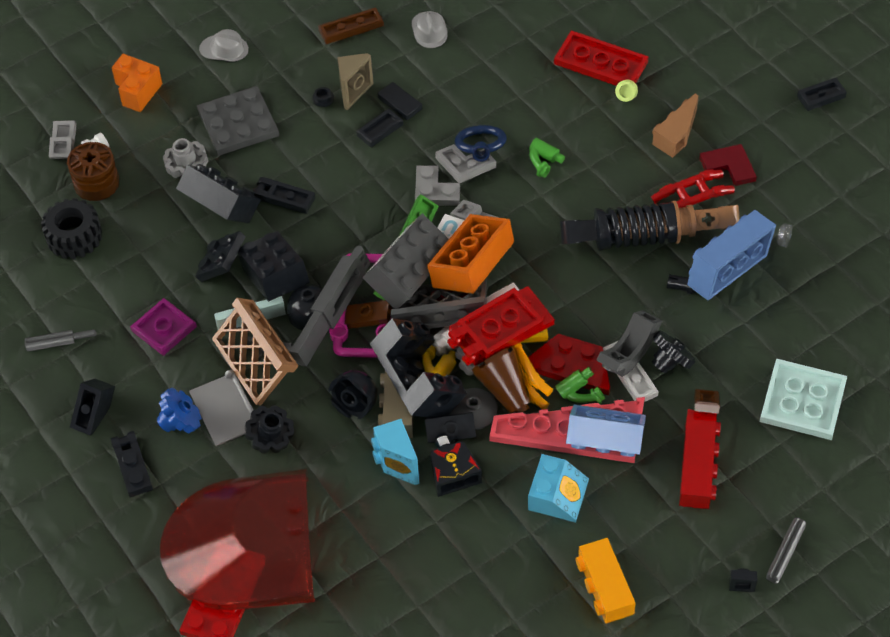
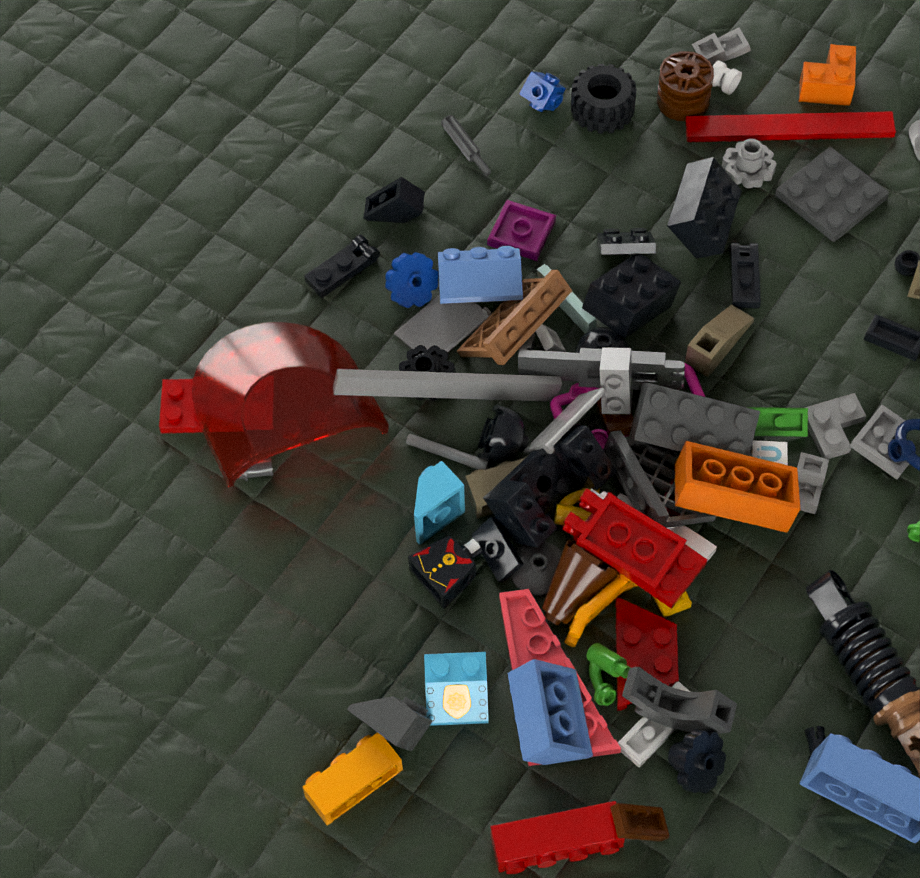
camera: 70 degrees right, 5 degrees up
(32, 266) = (543, 91): none -> blue brick
(161, 126) = (790, 126): none -> red tile
(202, 361) = (480, 275): none -> medium blue slope
(288, 335) = (550, 339): none -> white tile
(297, 412) = (446, 385): none -> light grey tile
(334, 228) = (717, 339): none -> dark tan slope
(346, 439) = (447, 452): none -> light grey bar
(352, 293) = (616, 380): none -> light grey brick
(369, 340) = (566, 420): none -> light grey piece
(575, 530) = (395, 719): none -> dark grey slope

